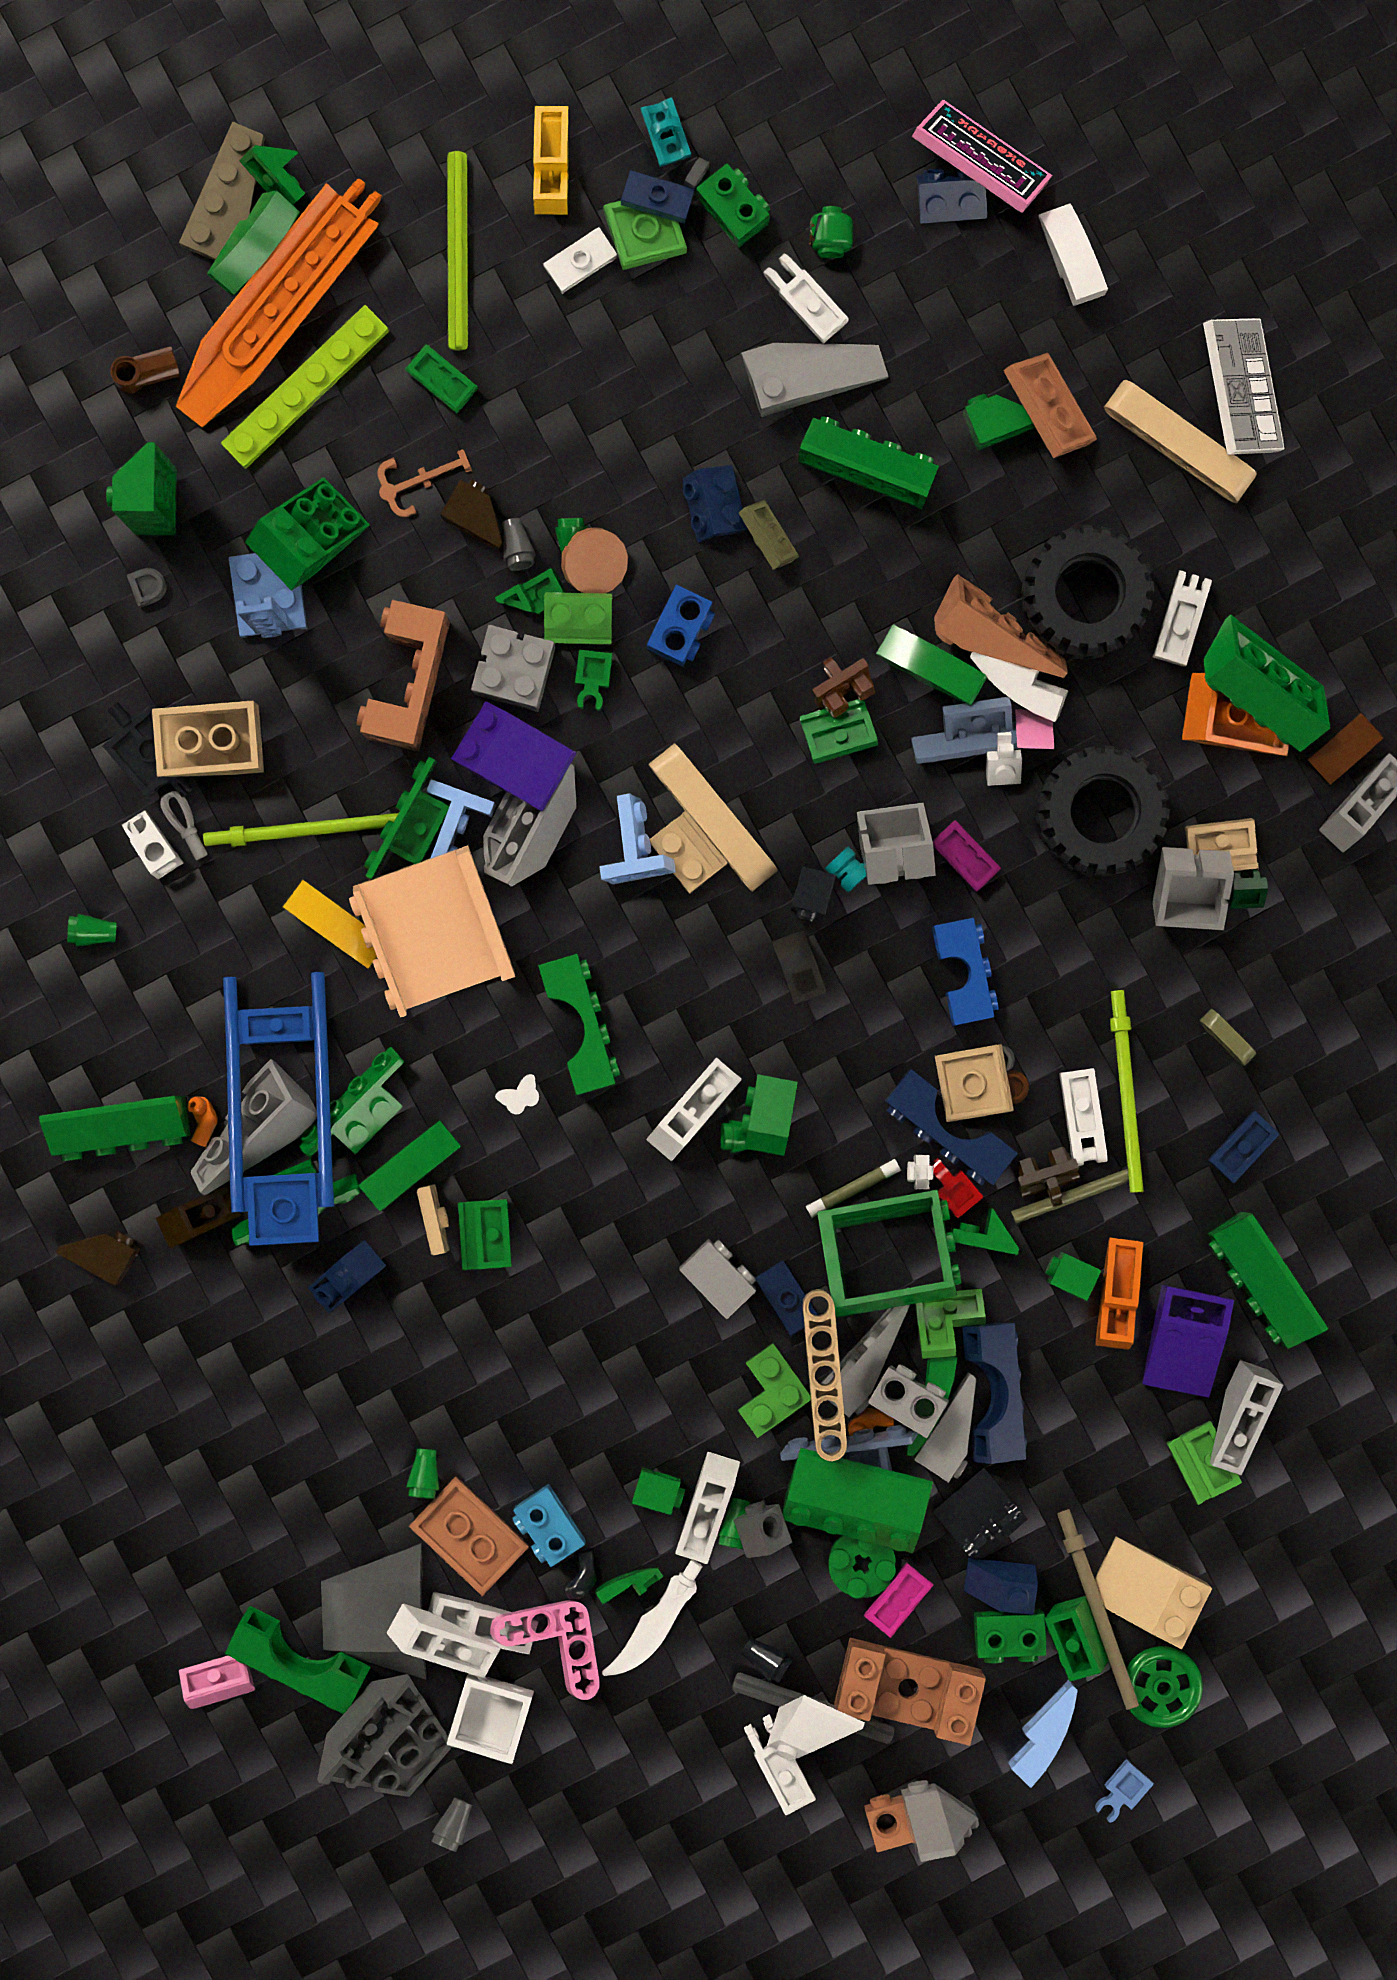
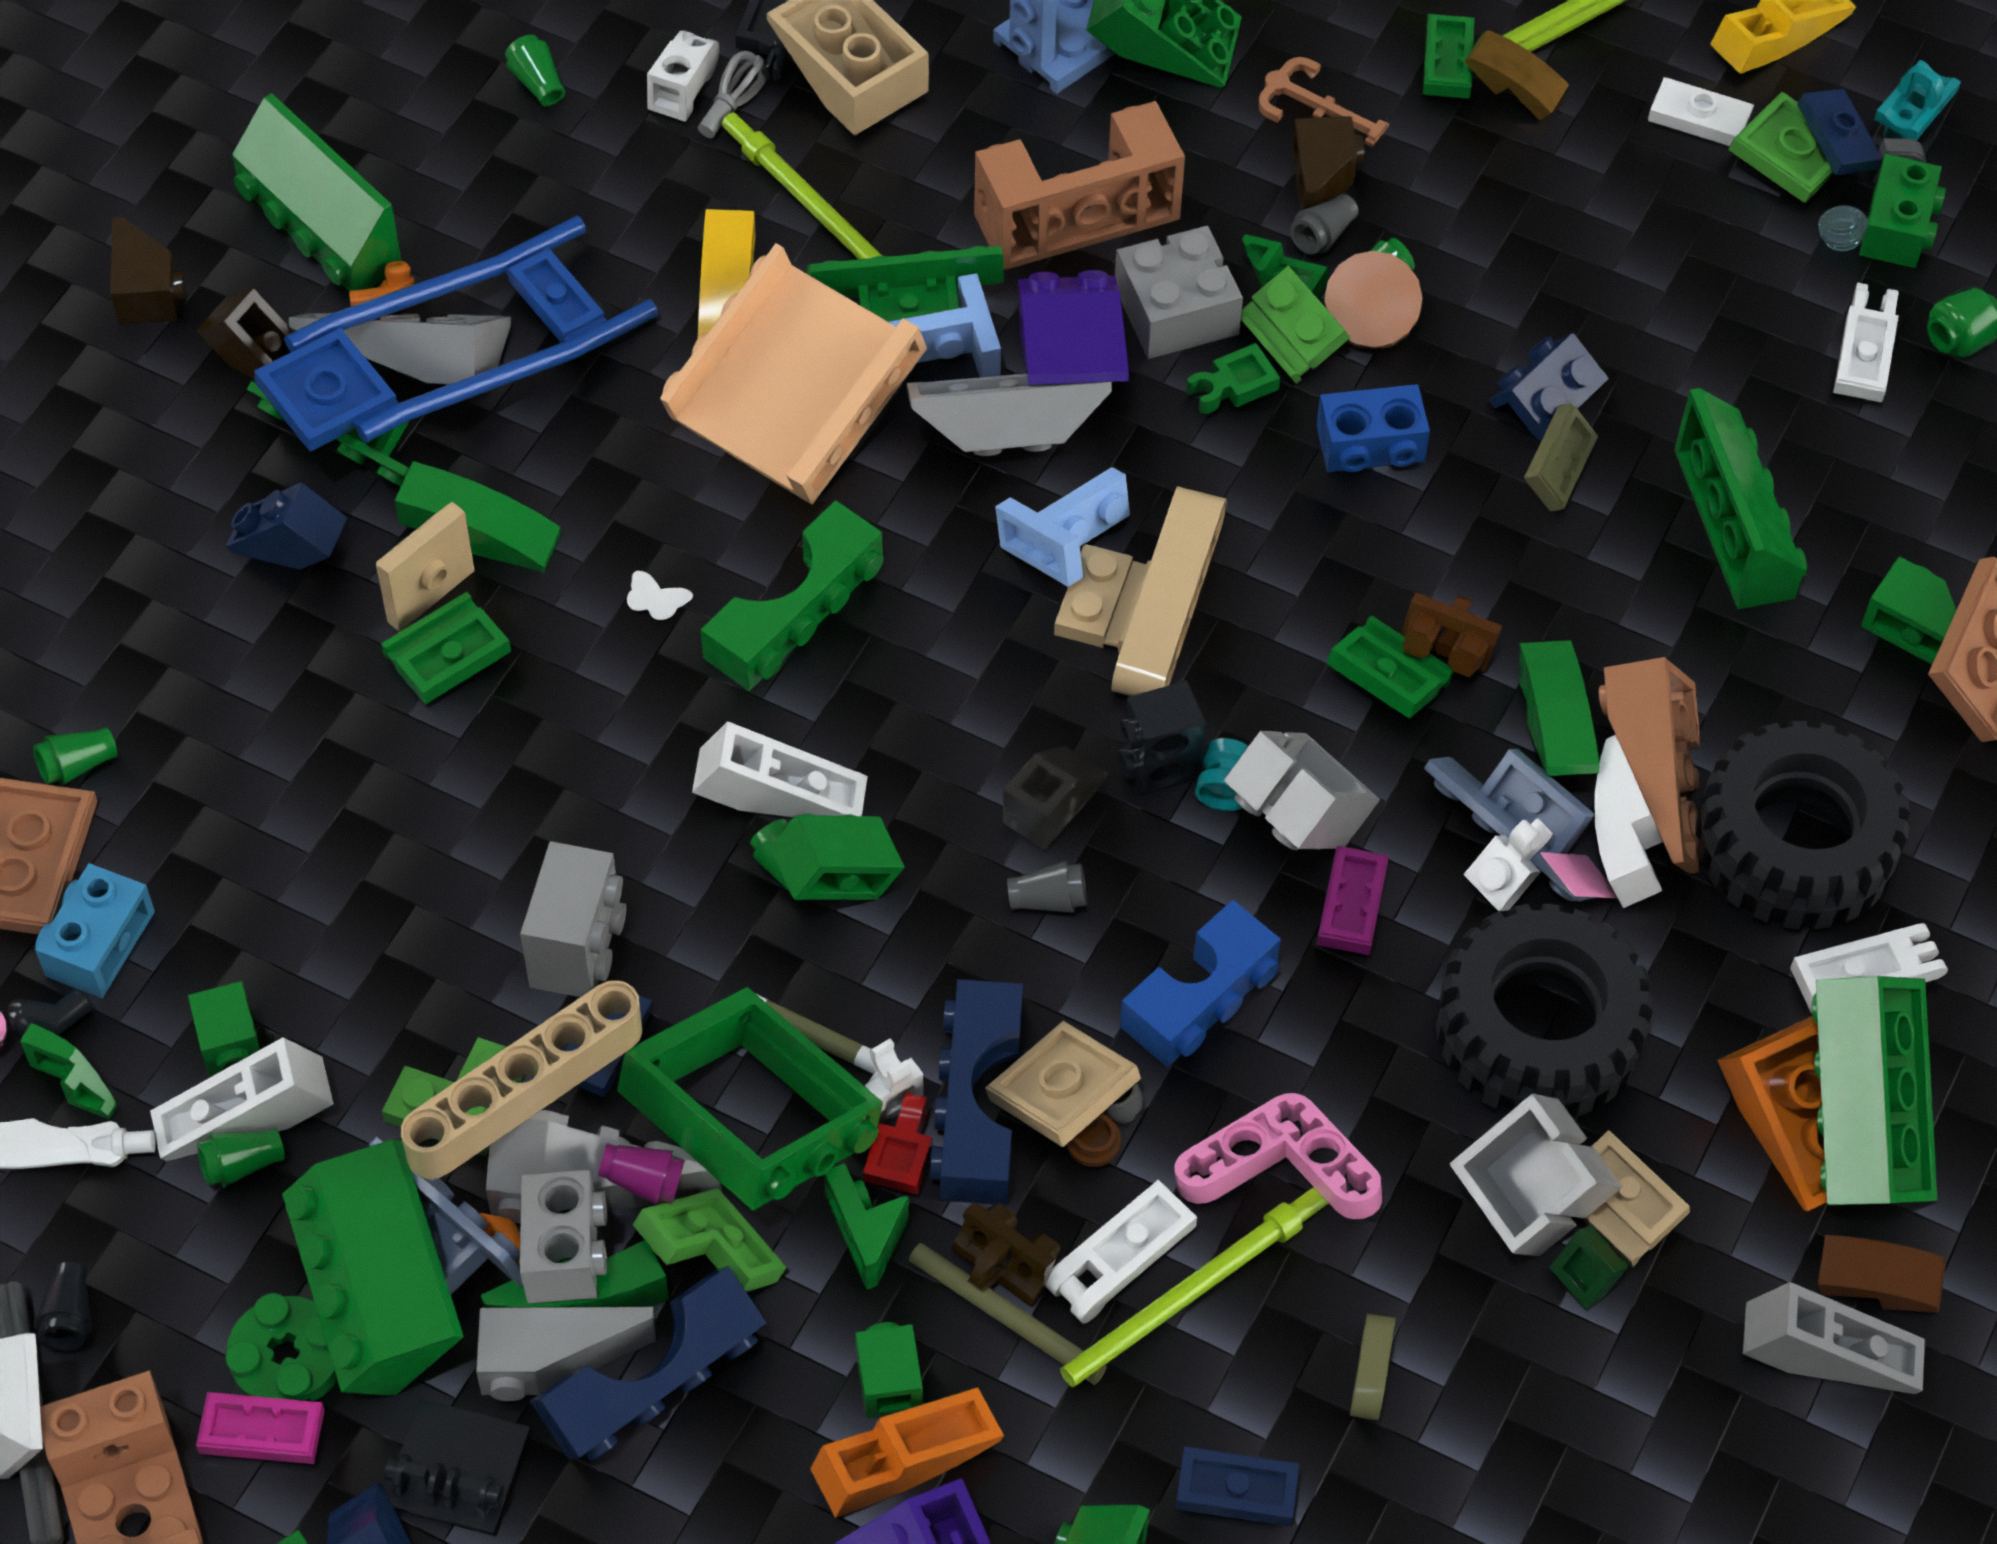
camera: 55 degrees right, 30 degrees down
(361, 1108) = (517, 439): green bracket -> none
(485, 350) = (1508, 65): none -> pearl gold slope
(719, 246) = (1842, 227): none -> clear light blue plate
(762, 1530) = (229, 1180): dark grey brick -> none
(804, 372) = (1784, 397): light grey wedge -> none
(854, 1009) = (1050, 889): none -> dark grey cone
(900, 1337) = (643, 1171): none -> magenta cone
(1076, 997) = (1277, 1142): none -> bright pink beam

